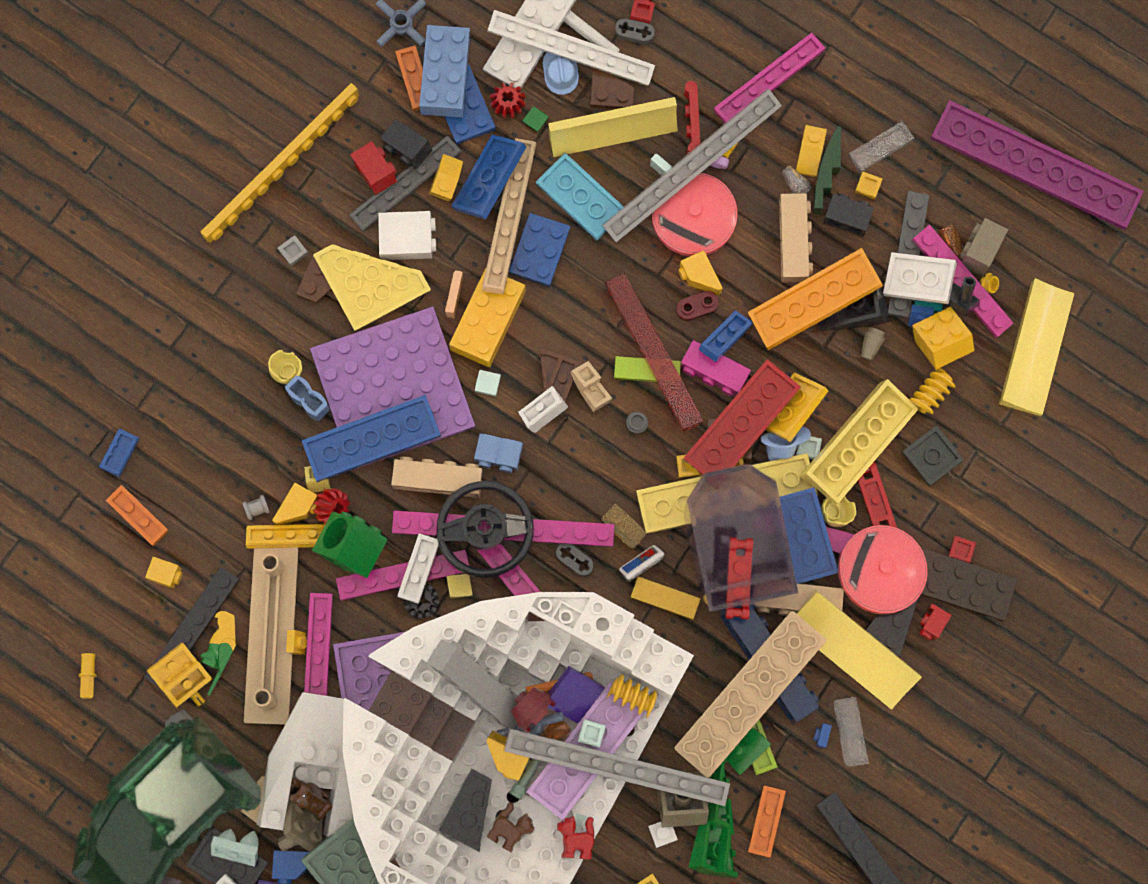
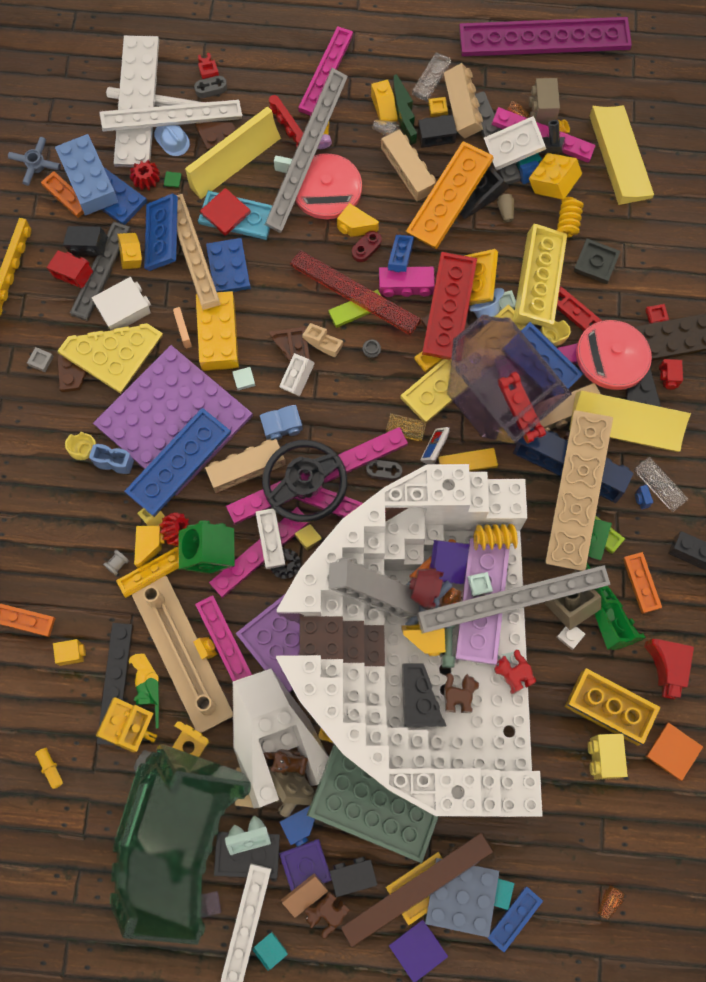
camera: 30 degrees left, 5 degrees down
(232, 717) = (189, 734): none -> yellow piece
(569, 188) = (225, 211): none -> red tile
(897, 195) = (463, 100): none -> tan brick

